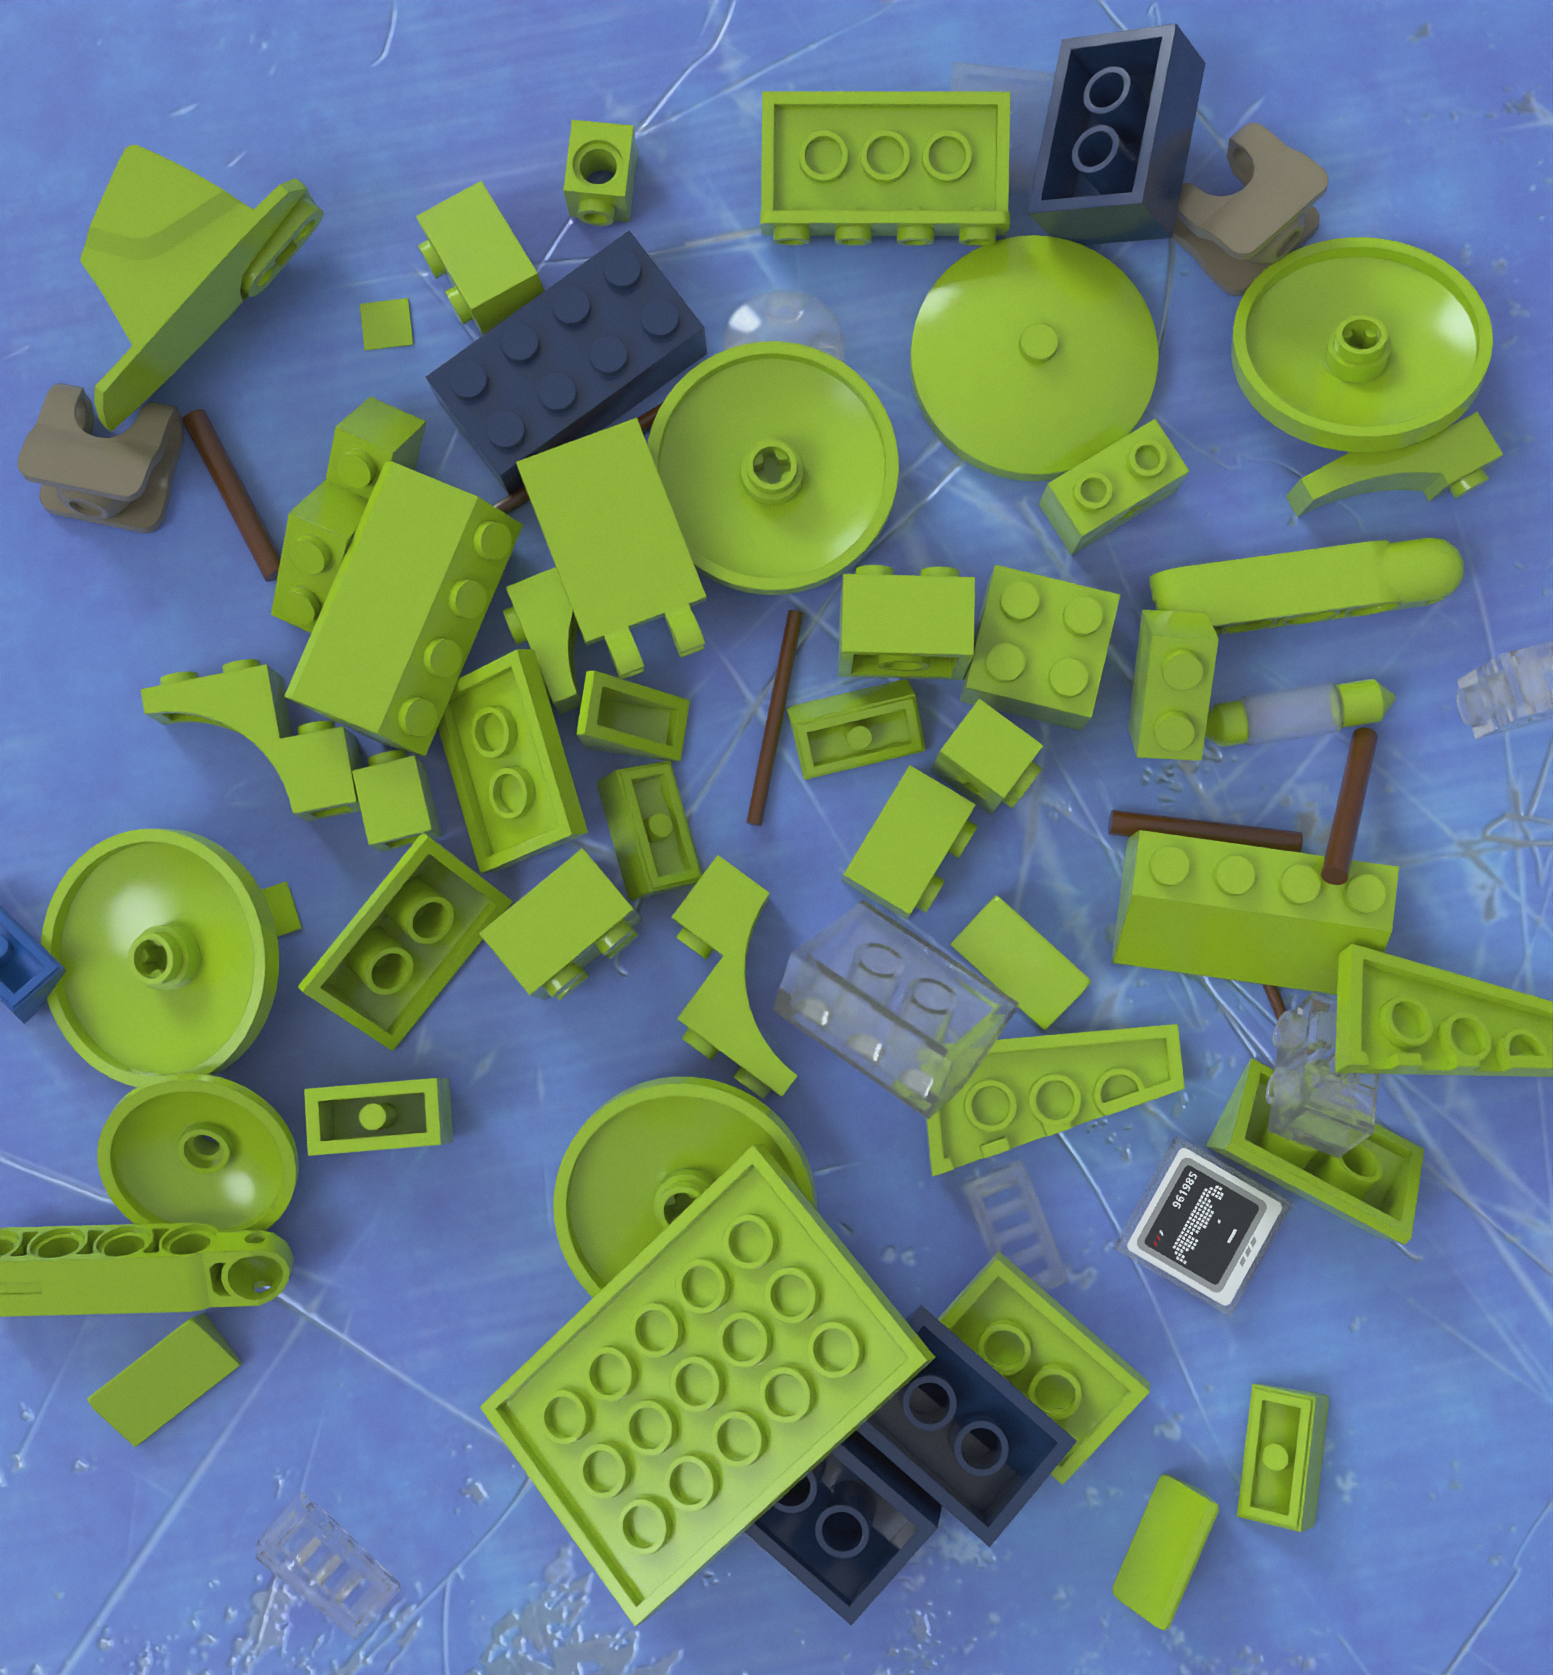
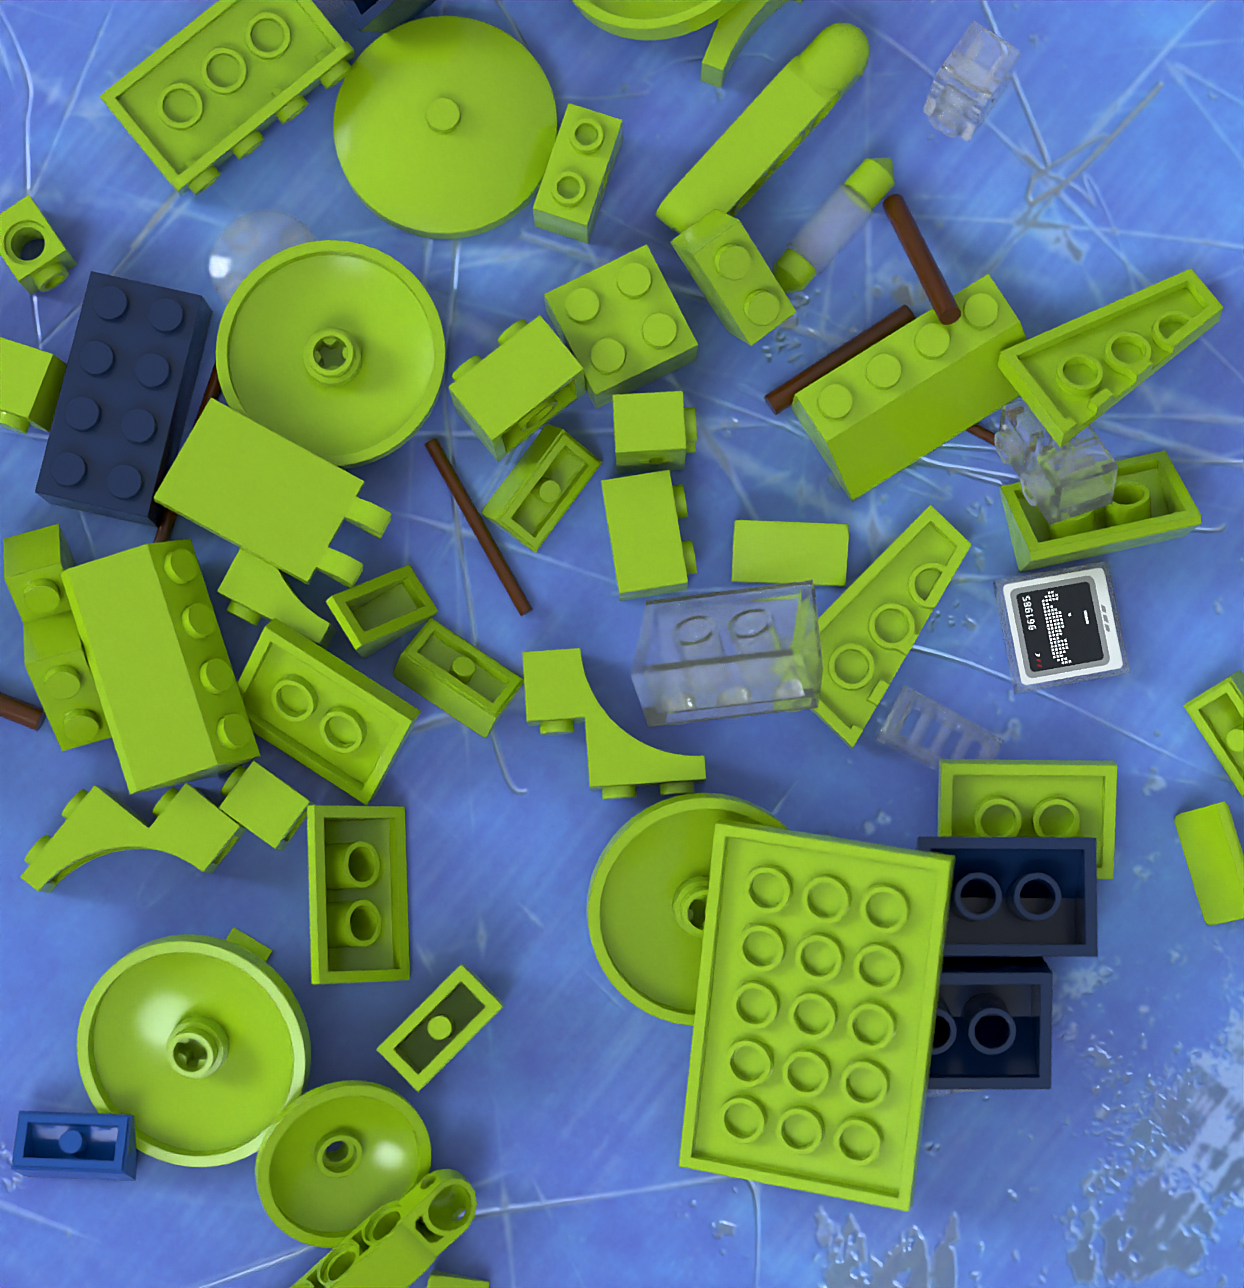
camera: 40 degrees left, 0 degrees up
(562, 928) = (460, 789): lime brick -> none

